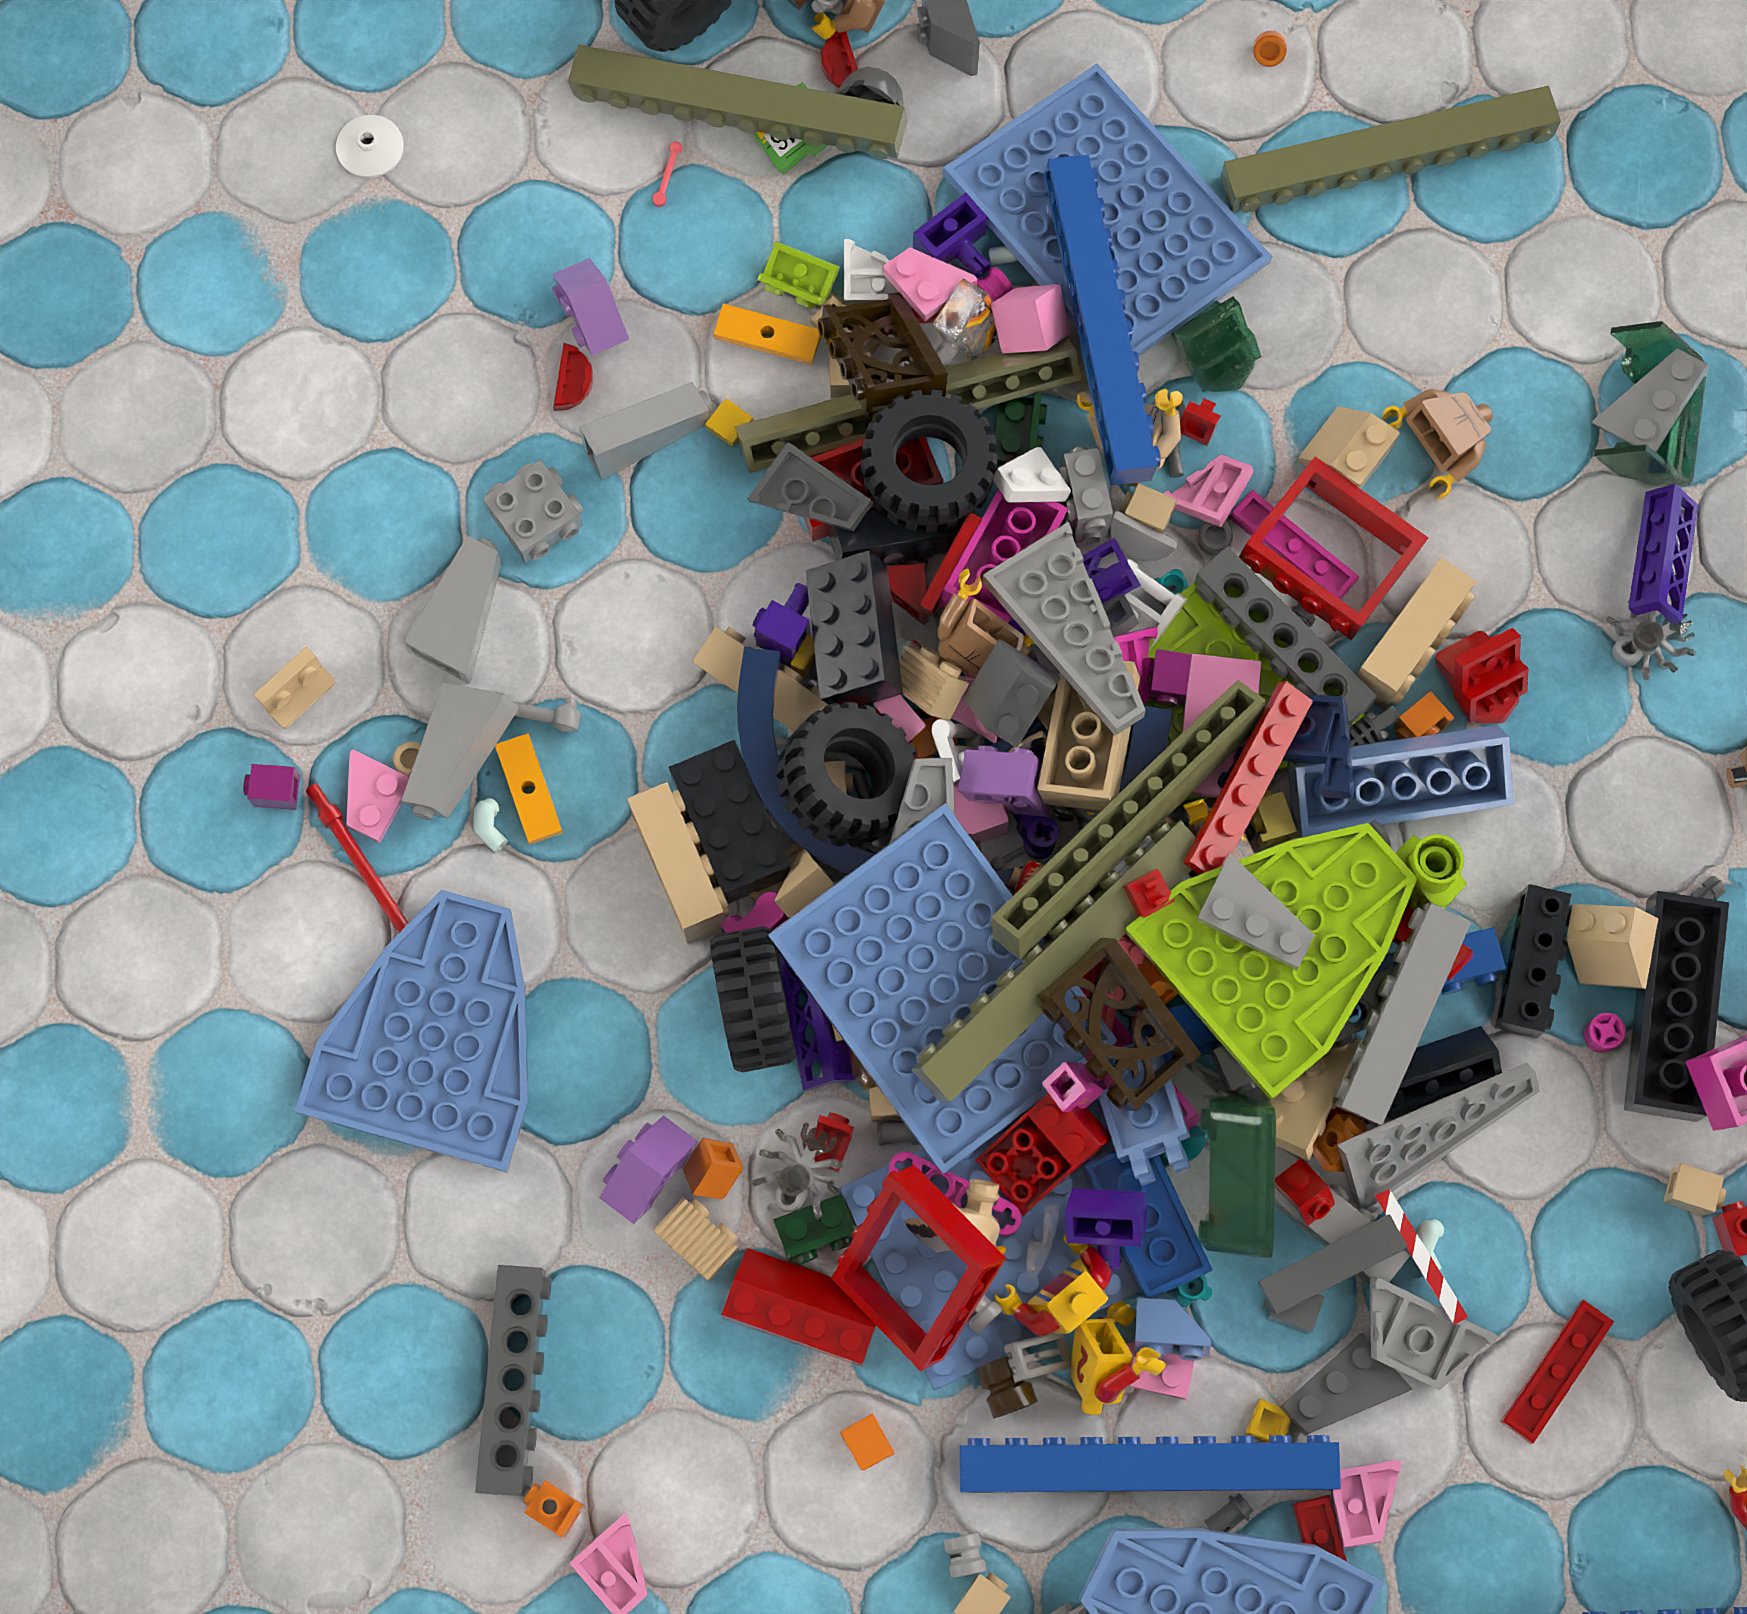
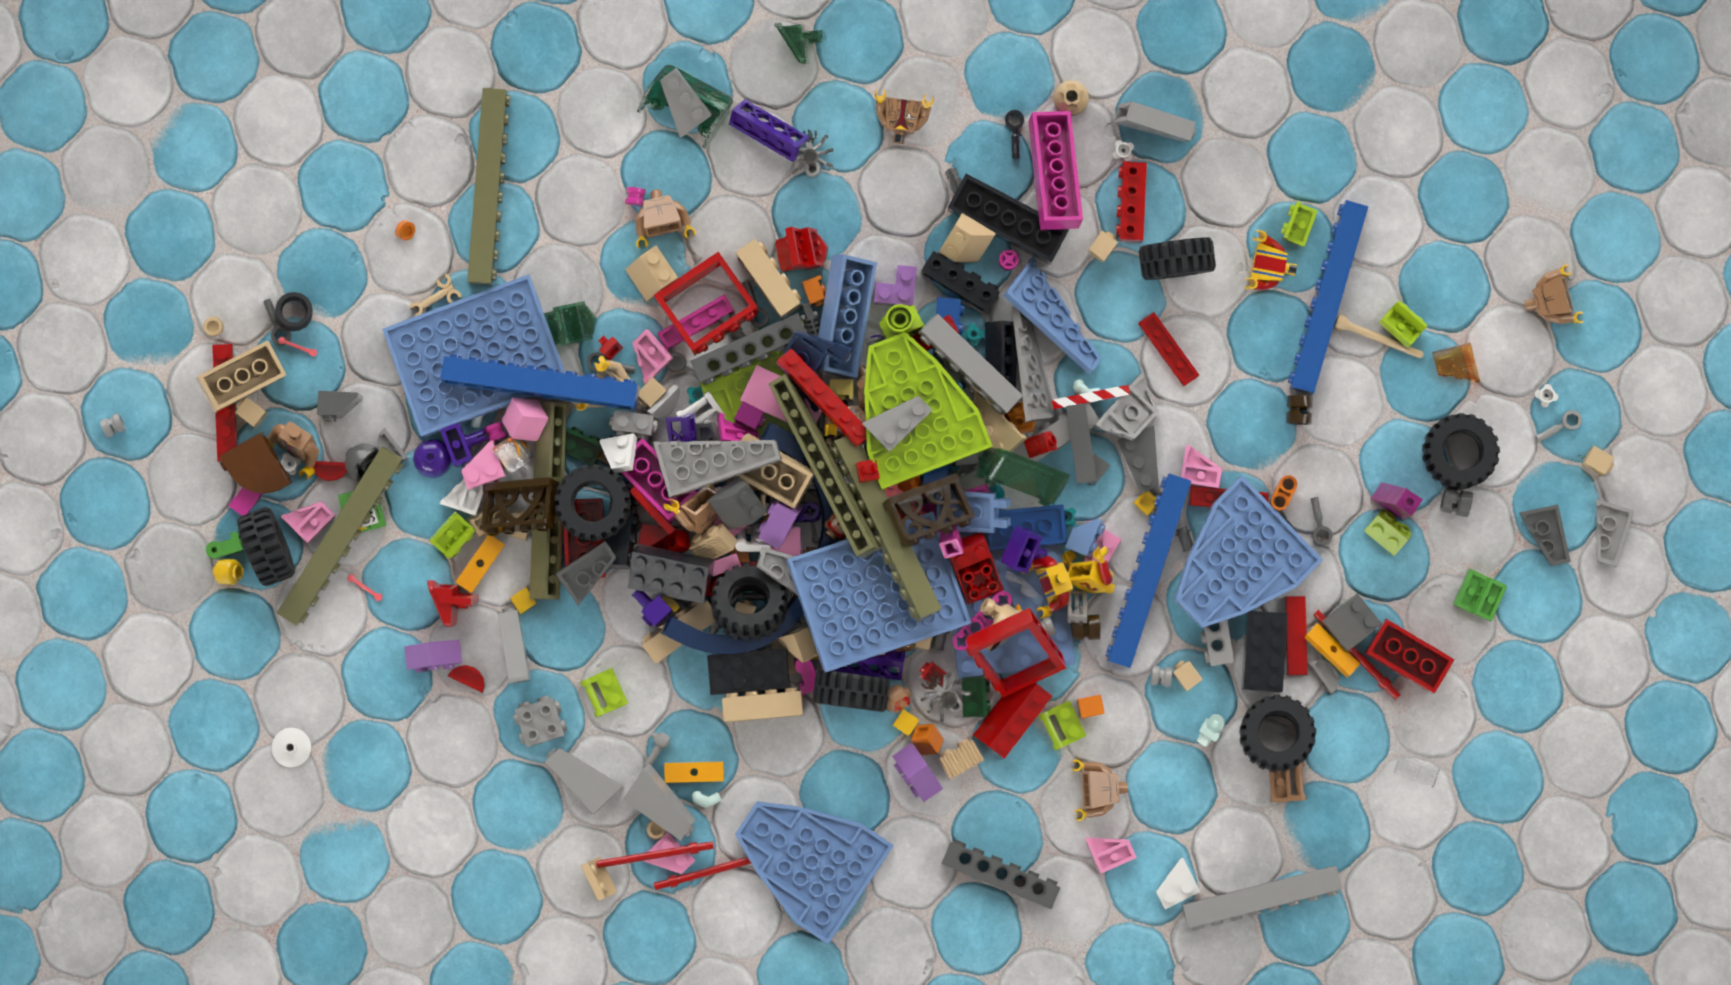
camera: 70 degrees left, 10 degrees up
(272, 786) = (647, 907): magenta brick -> none
(394, 825) = (692, 848): none -> red bar
(565, 1515) = (1074, 866): orange brick -> none
(623, 610) = (610, 689): none -> lime plate
(686, 301) = (448, 600): none -> red piece
(722, 1508) = (1099, 789): none -> medium nougat torso
(731, 1122) = (906, 722): none -> yellow tile
(746, 52) = (309, 520): none -> bright pink wing
(767, 1091) = (898, 698): none -> medium nougat head
(825, 1412) = (1068, 723): none -> lime plate
(911, 203) = (432, 458): none -> dark purple cylinder
(912, 626) = (679, 537): none -> red slope
(915, 135) = (387, 441): none -> light grey tile
(1195, 146) = (448, 290): none -> tan bar
(1372, 623) = (748, 288): none -> dark grey piece
(1441, 1020) = (978, 334): none -> teal plate
(1466, 379) = (635, 196): none -> dark pink wheel
(1486, 866) = (897, 293): none -> medium lavender brick
(1539, 1135) = (1048, 312): none -> medium blue wing

